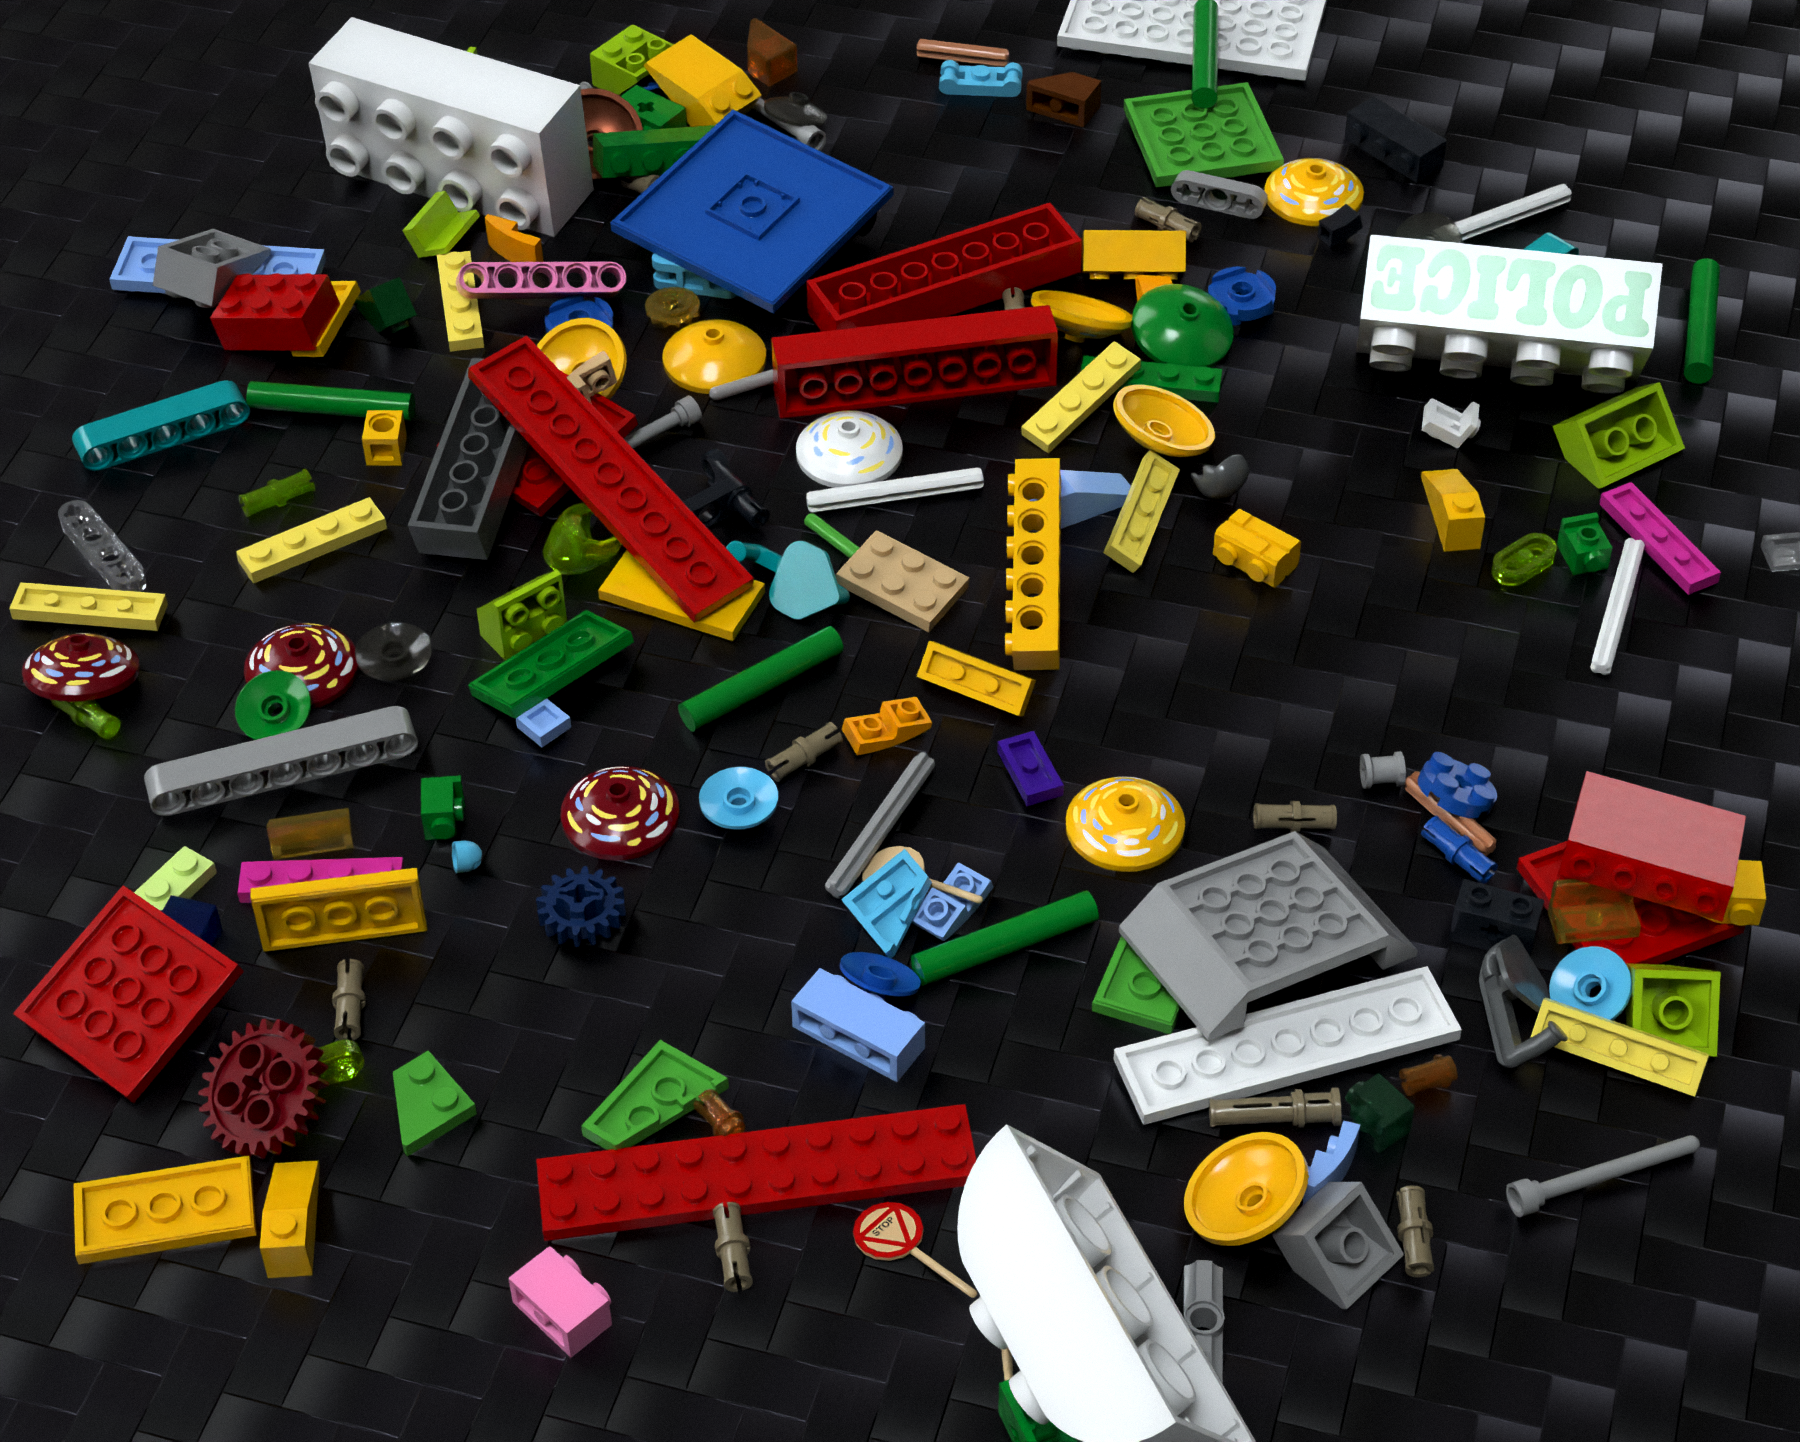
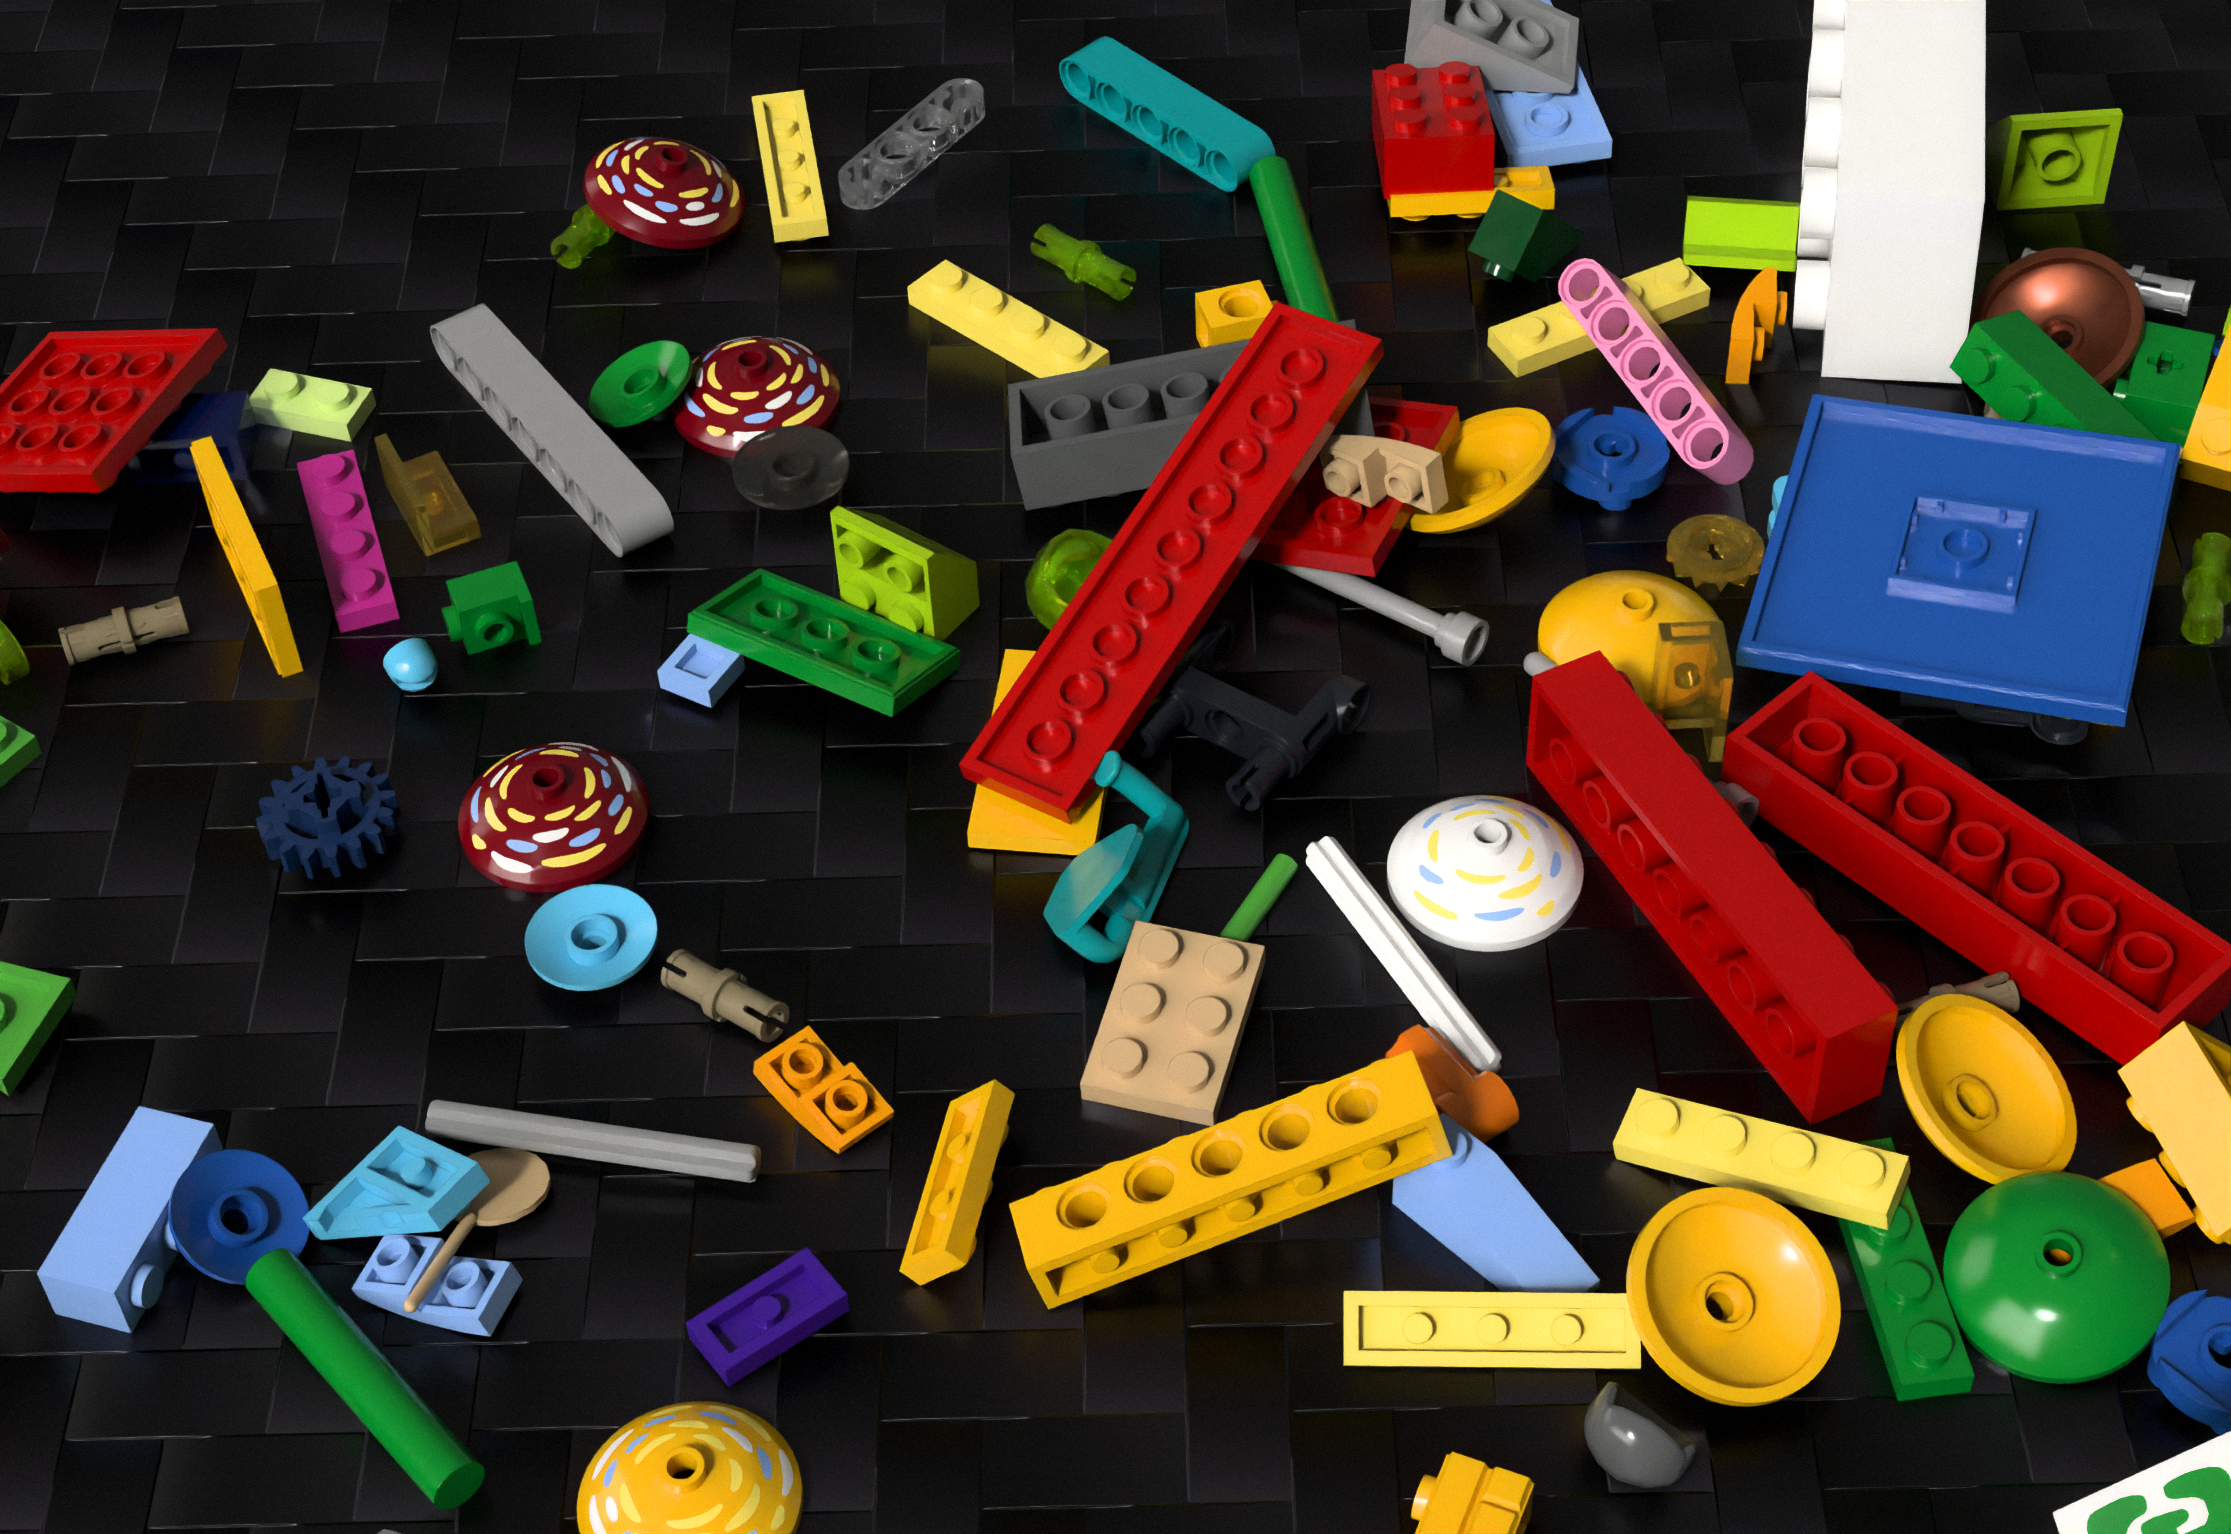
camera: 75 degrees right, 0 degrees up
(760, 678) = (877, 898): green piece -> none
(786, 316) = (1693, 680): none -> clear yellow panel
(986, 491) = (1471, 1099): none -> orange piece

